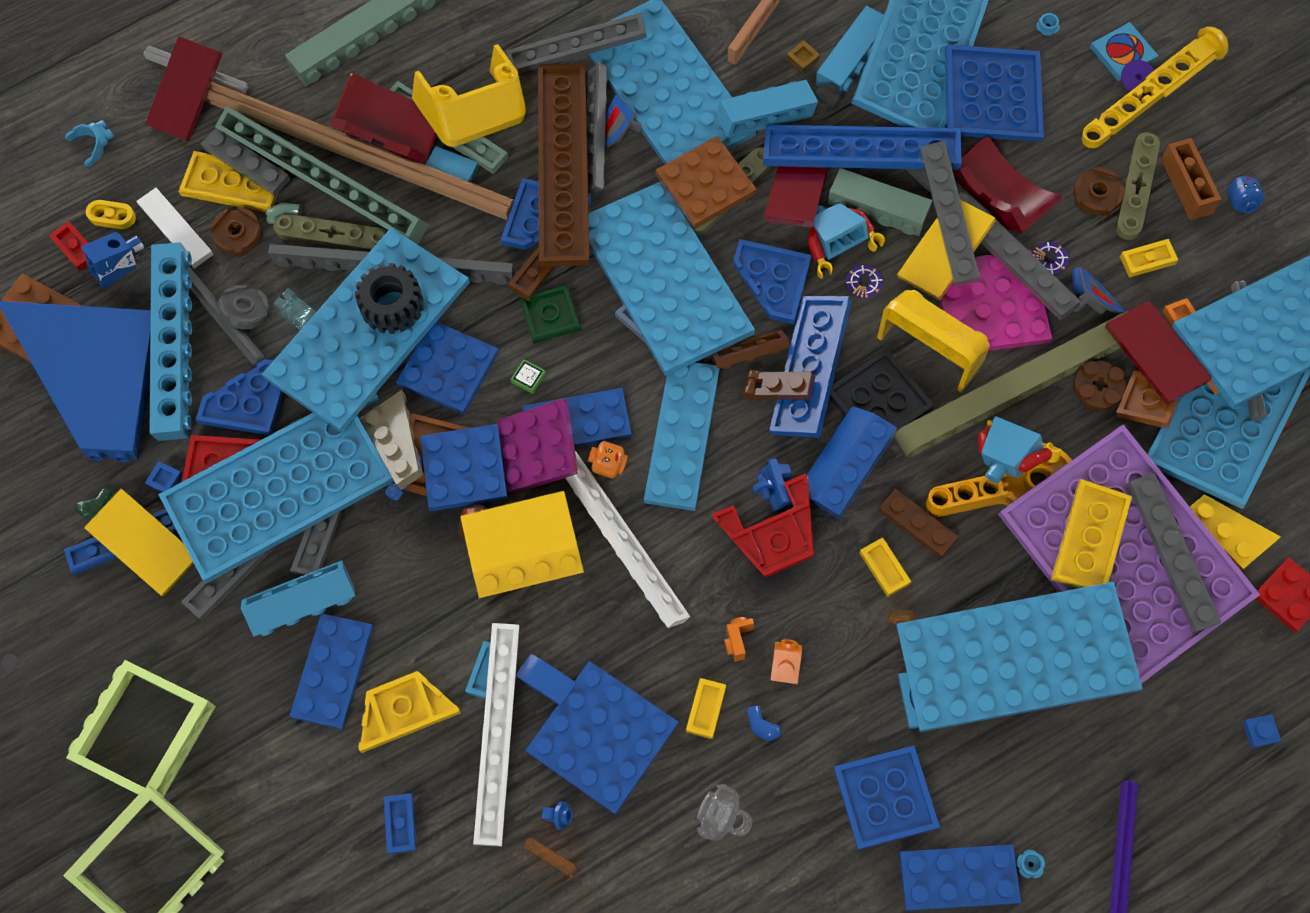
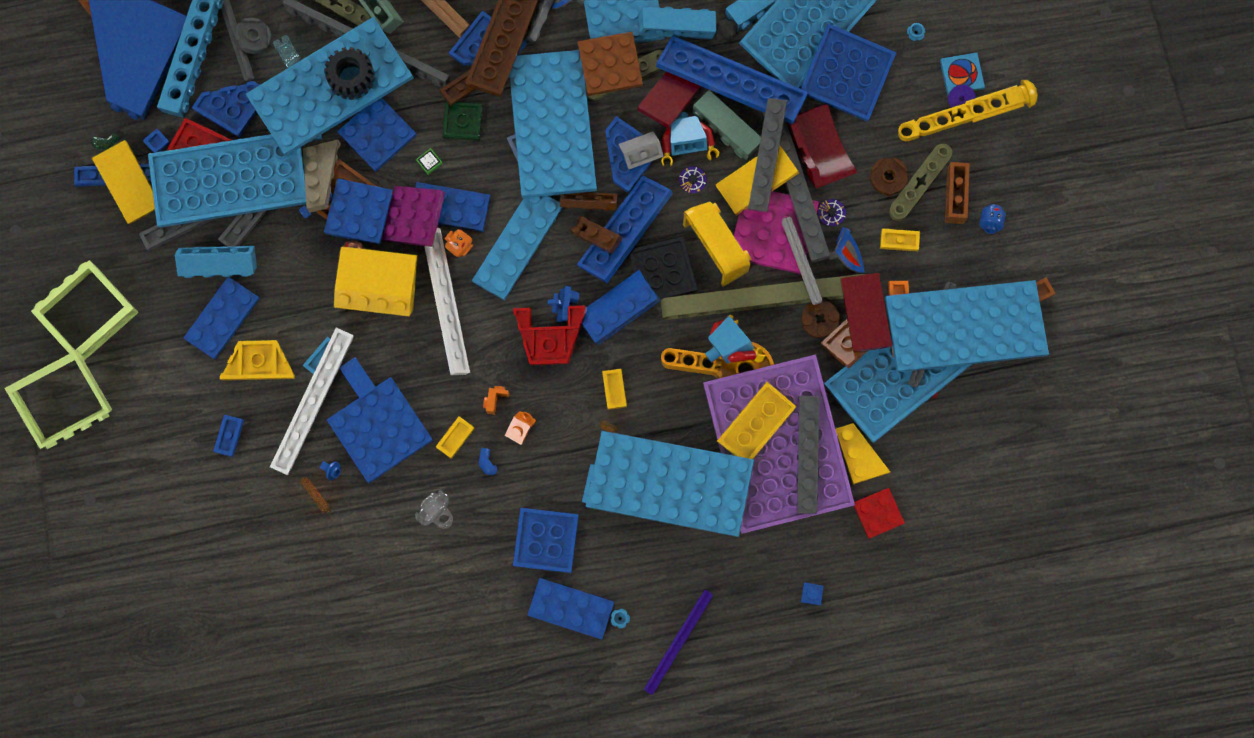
camera: 20 degrees right, 10 degrees up
(790, 265) = (641, 150): none -> light grey panel
(918, 523) = (650, 367): reddish brown plate -> none
(1048, 321) = (801, 260): none -> light grey axle

